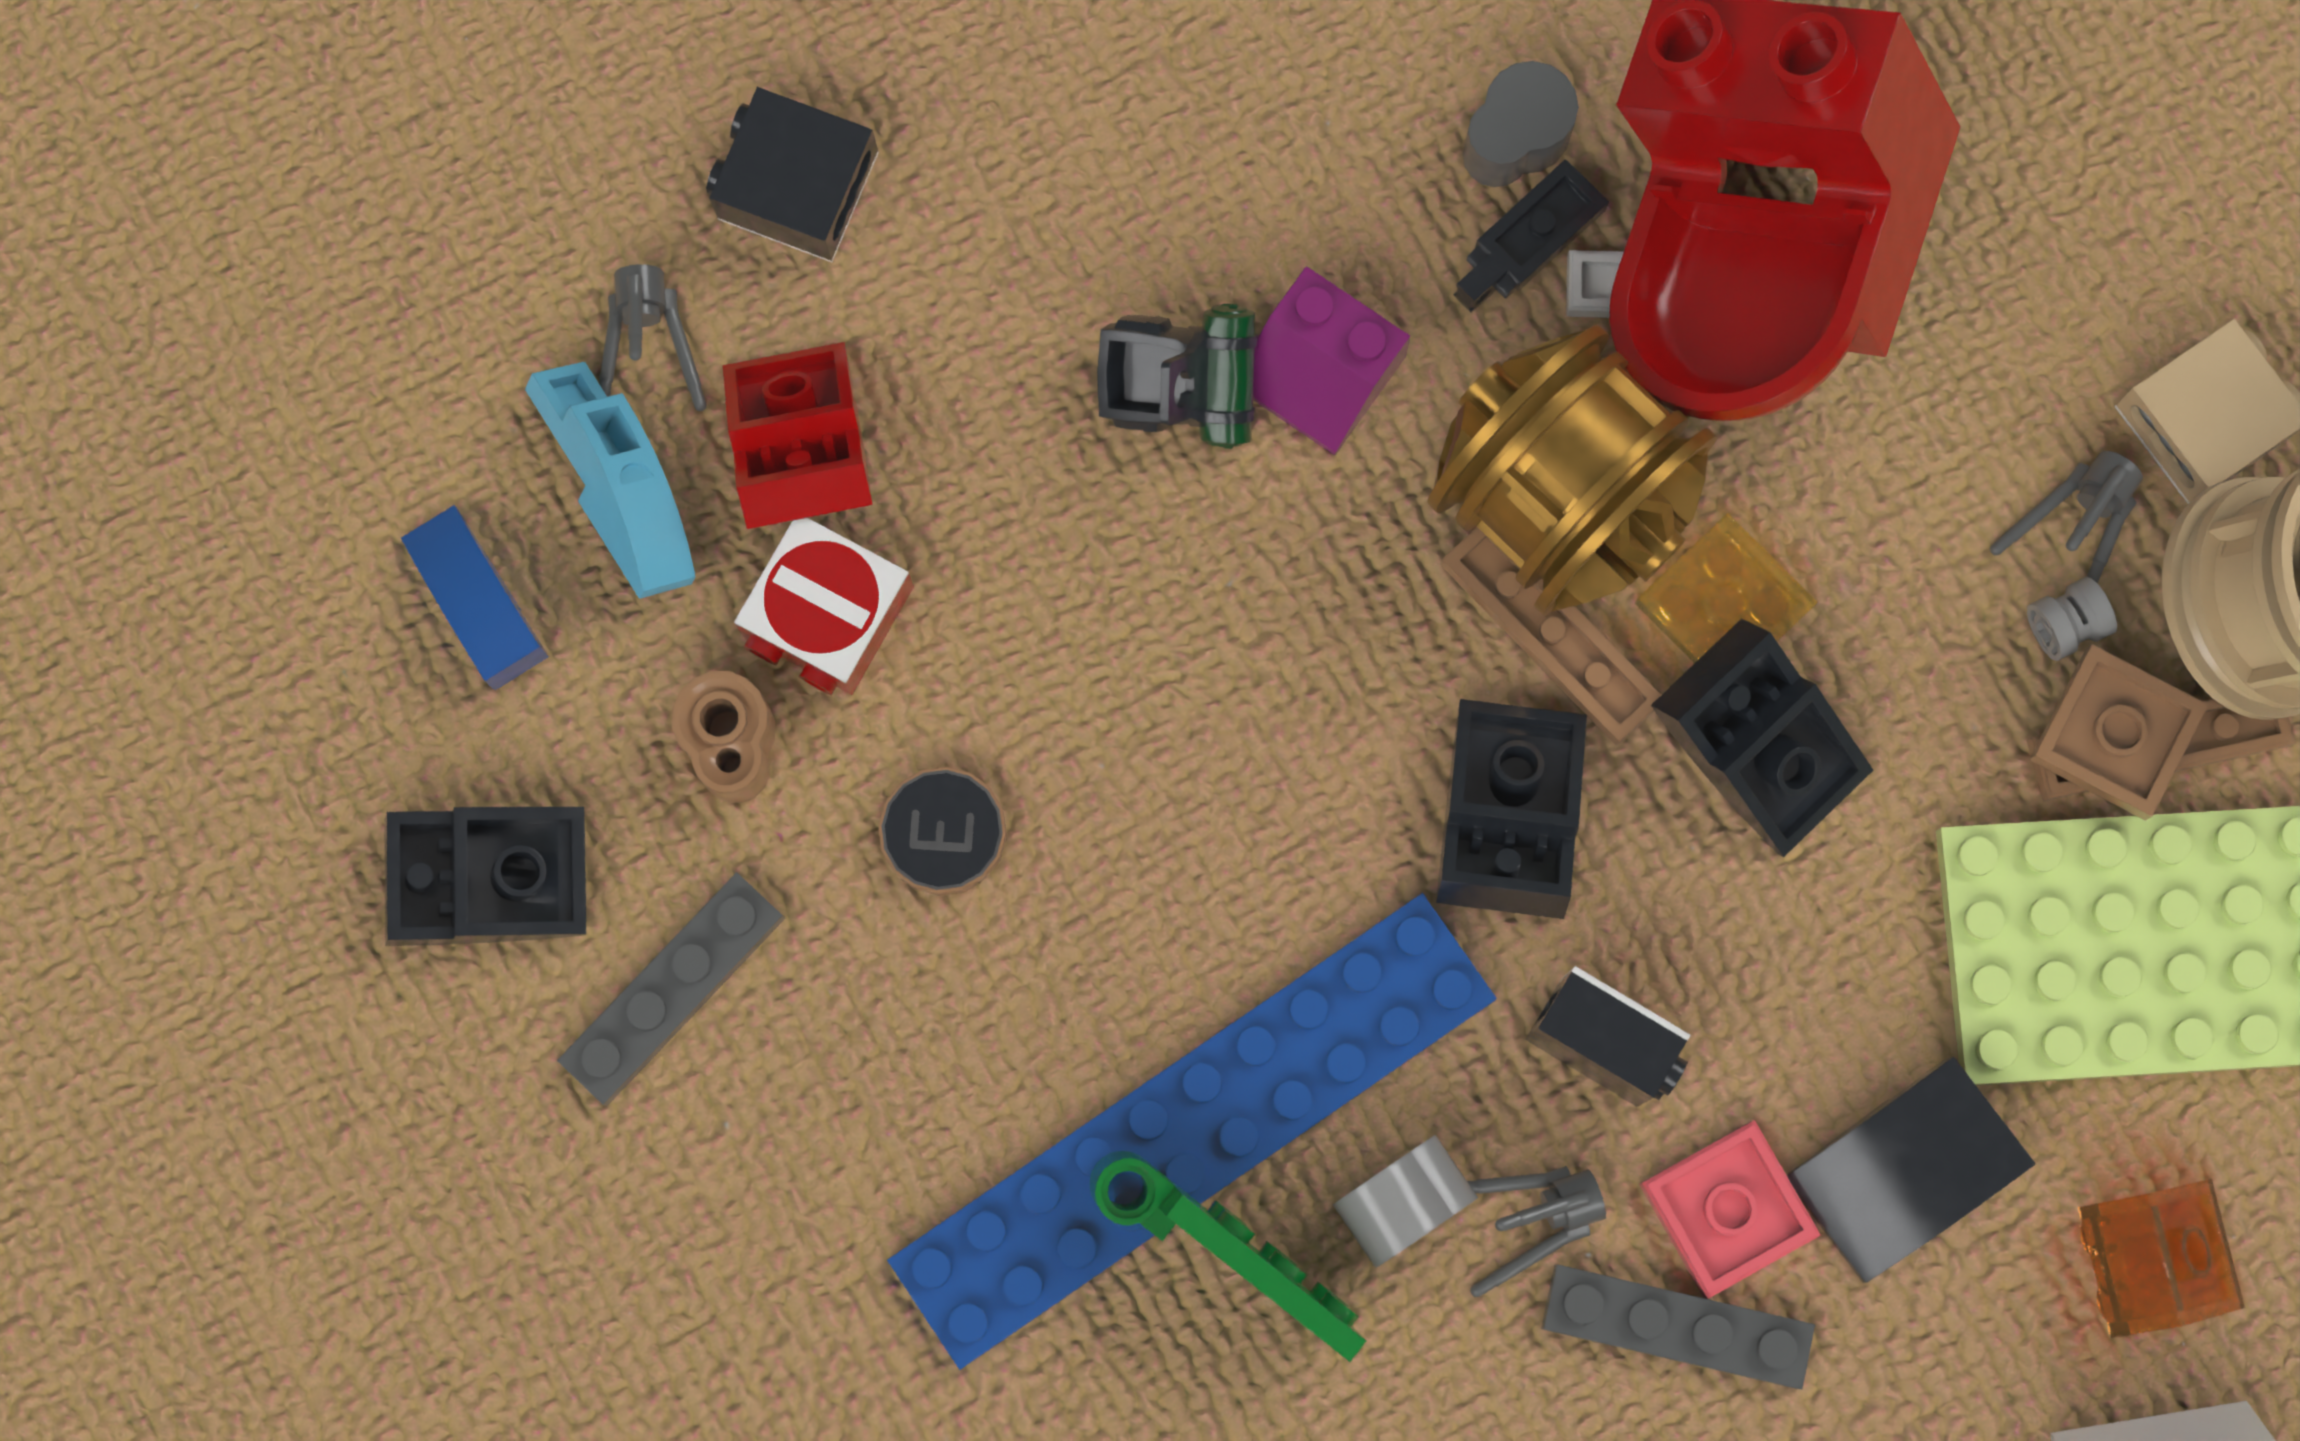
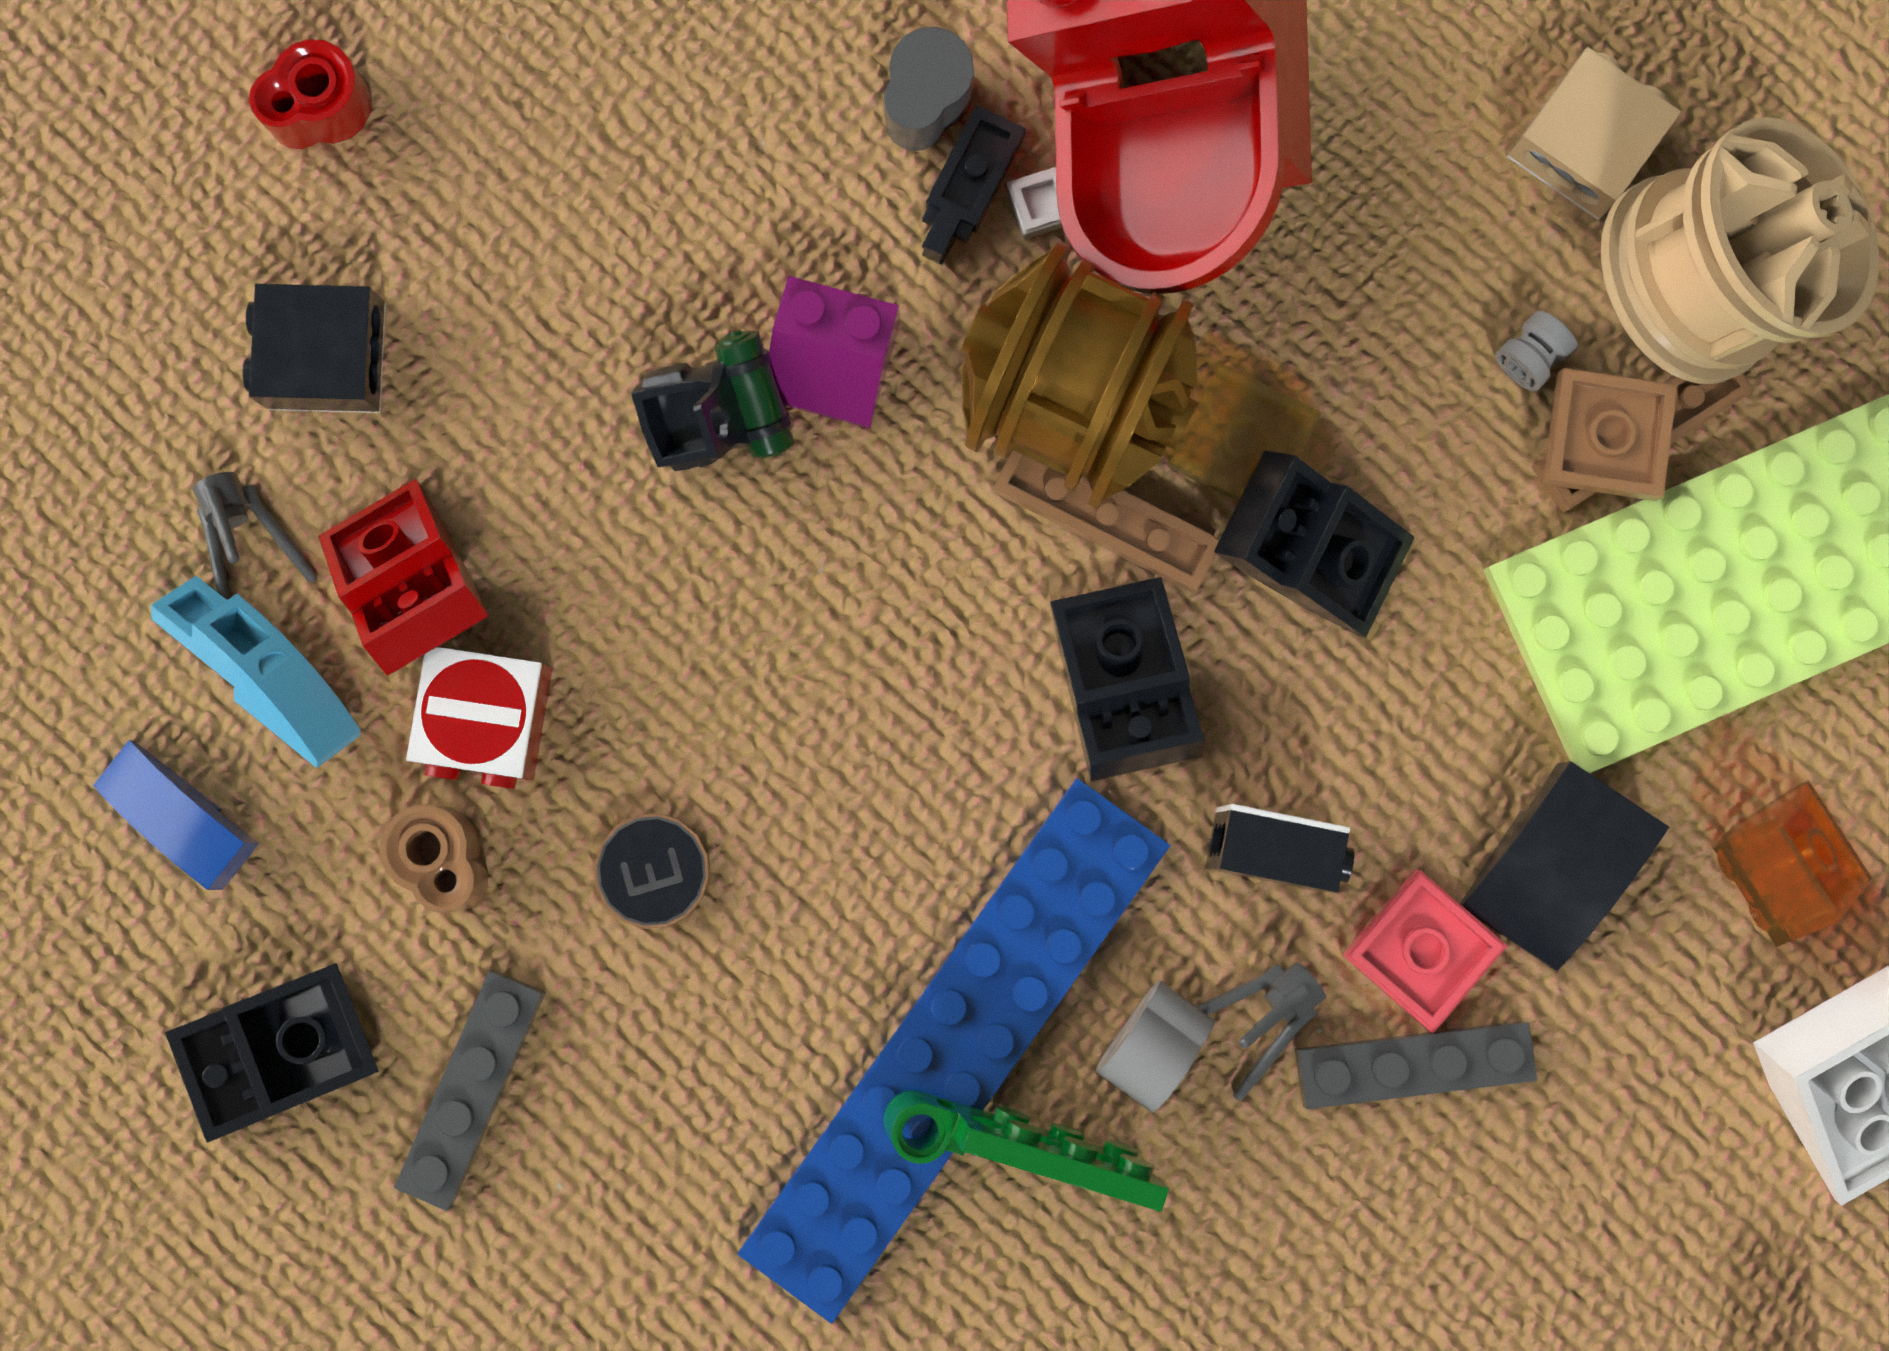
camera: 25 degrees left, 5 degrees up
(2104, 490) = (1525, 233): dark grey plant -> none

